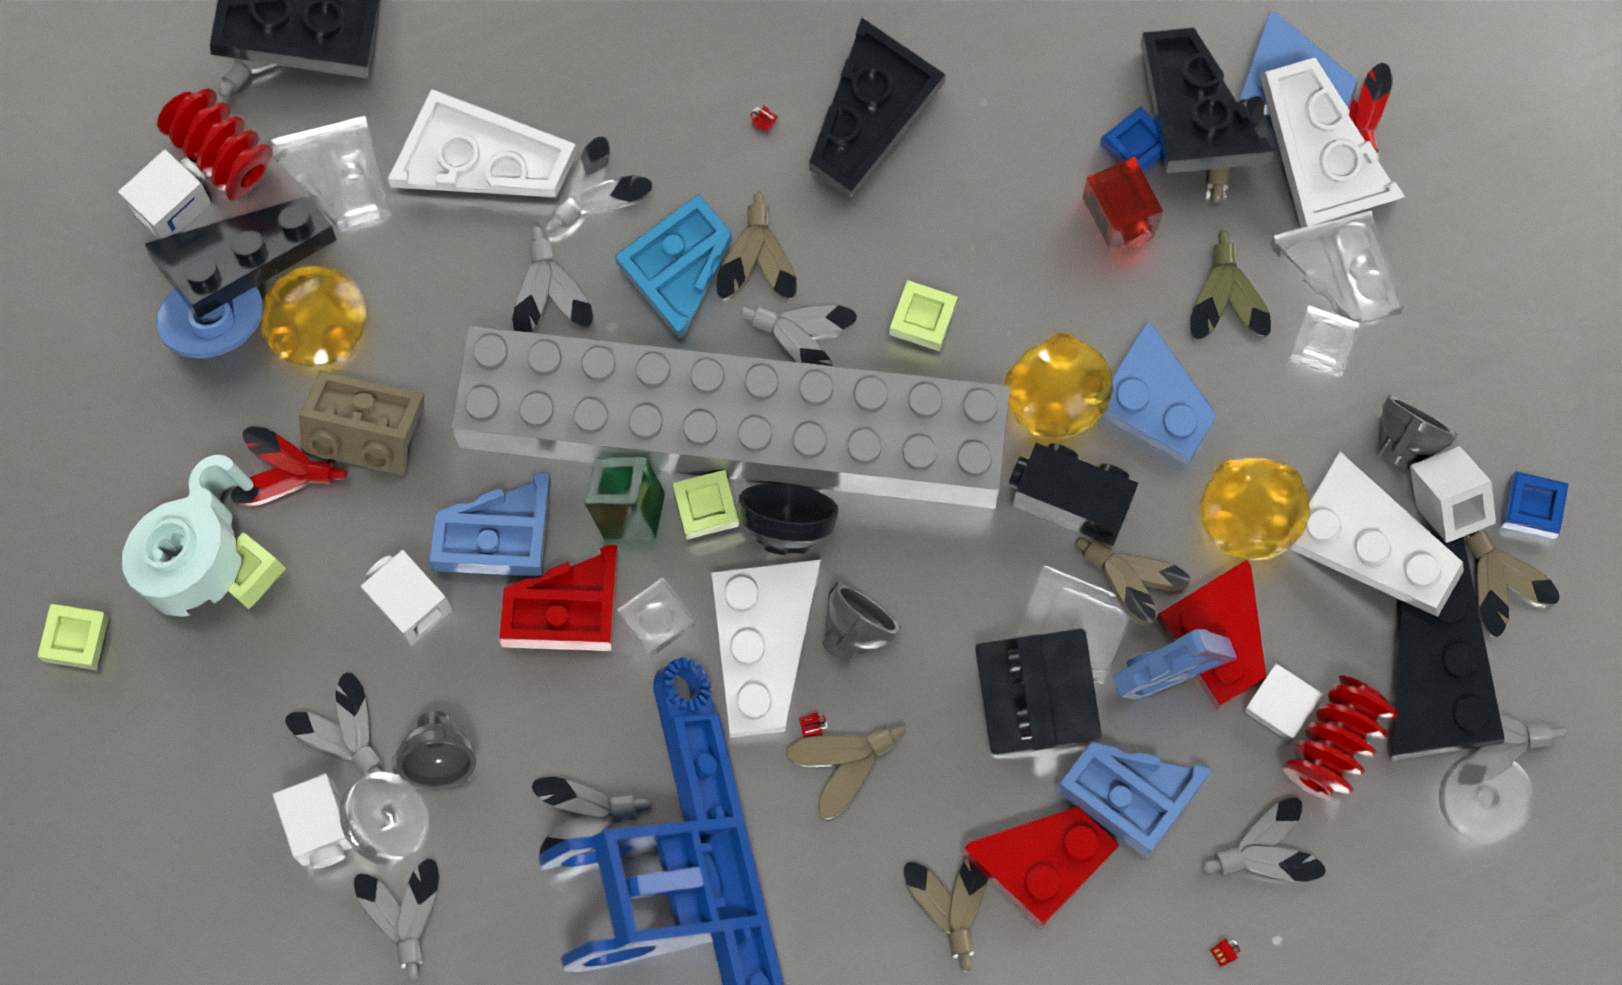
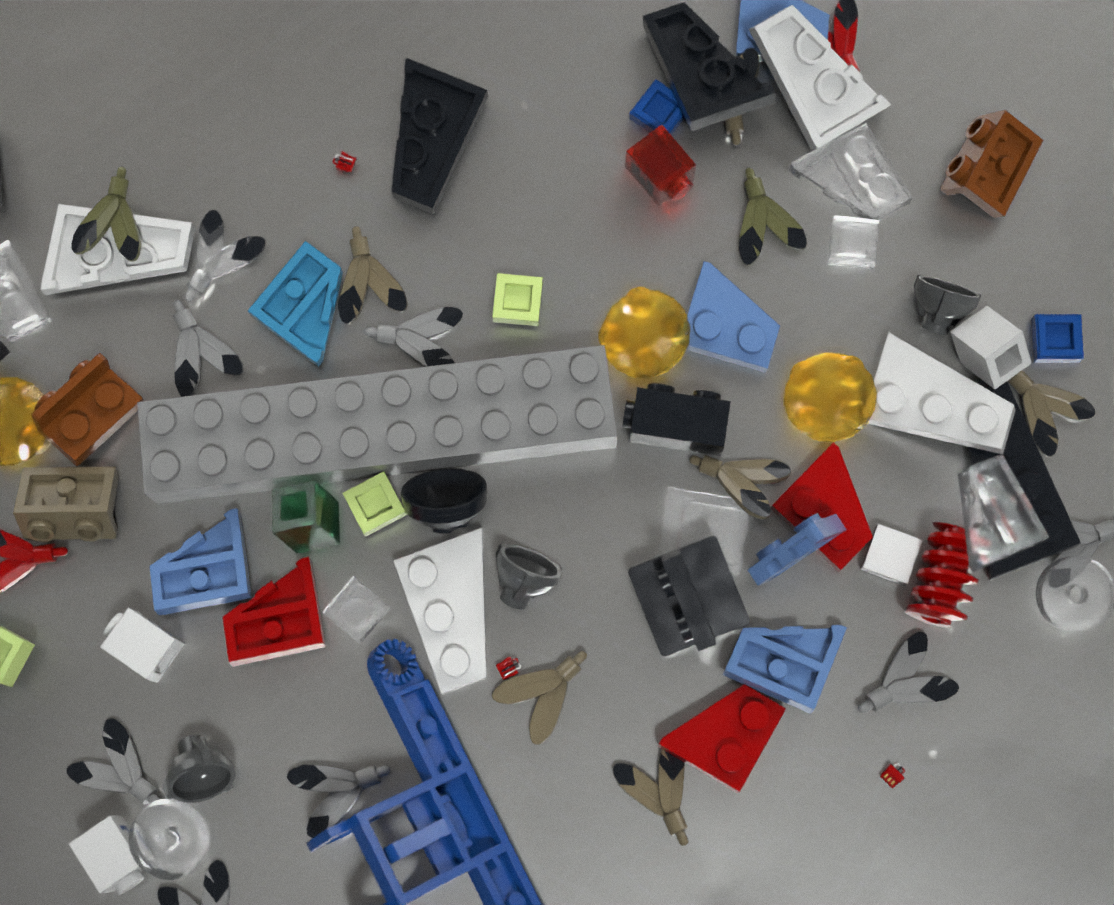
camera: 10 degrees left, 5 degrees up
(406, 323) = (85, 409): none -> dark orange bracket
(487, 111) = (113, 212): none -> olive piece
(1413, 680) = (996, 513): none -> clear wing
(1507, 288) = (992, 162): none -> dark orange bracket

